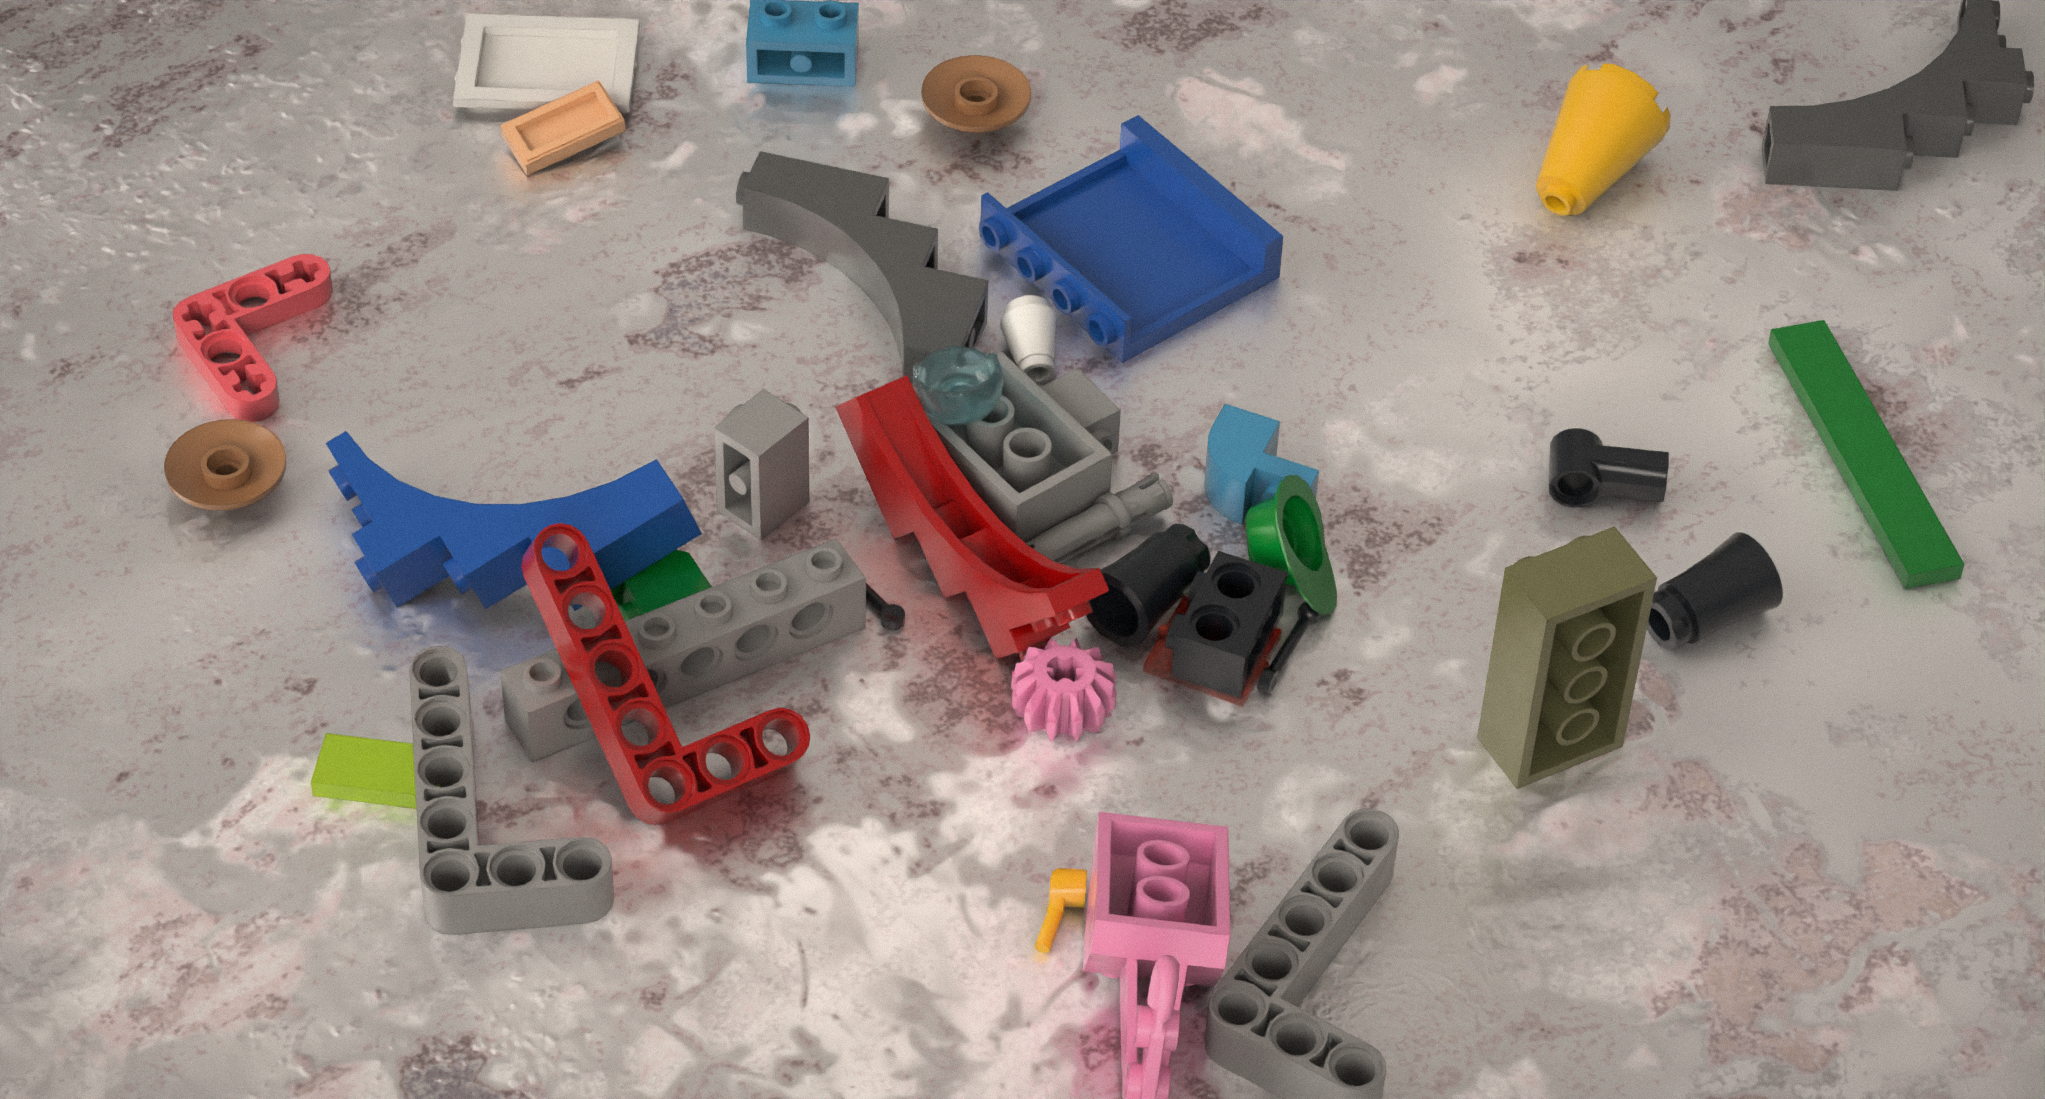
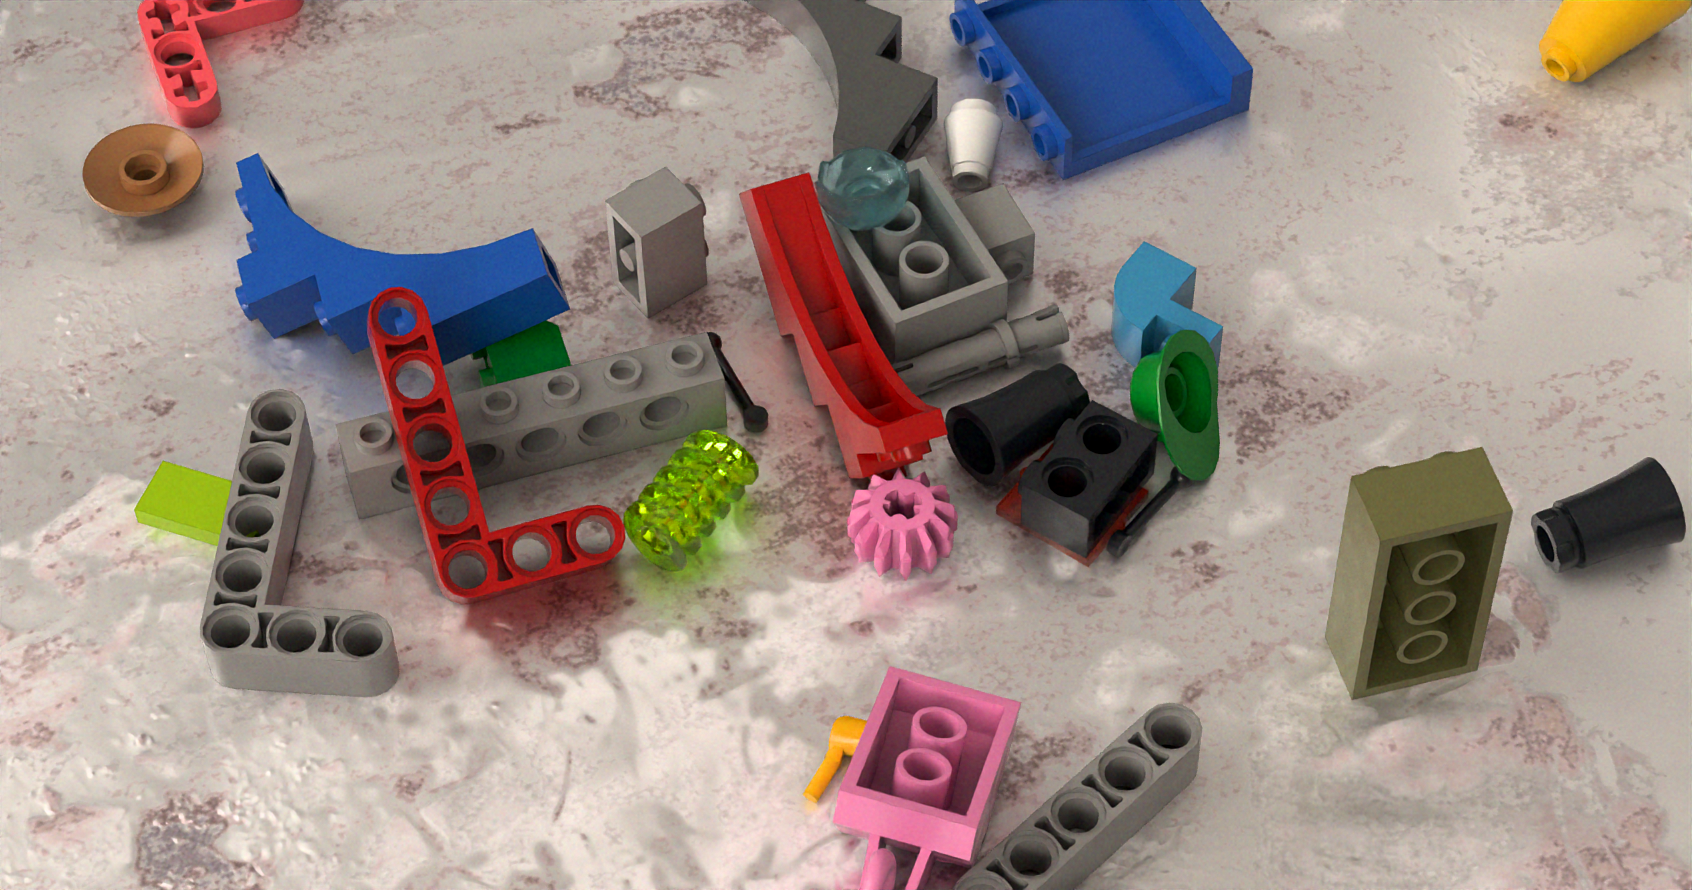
camera: 15 degrees right, 5 degrees up
(857, 694) = (689, 498): none -> clear neon green piece
(1586, 470) = (1514, 361): black piece -> none

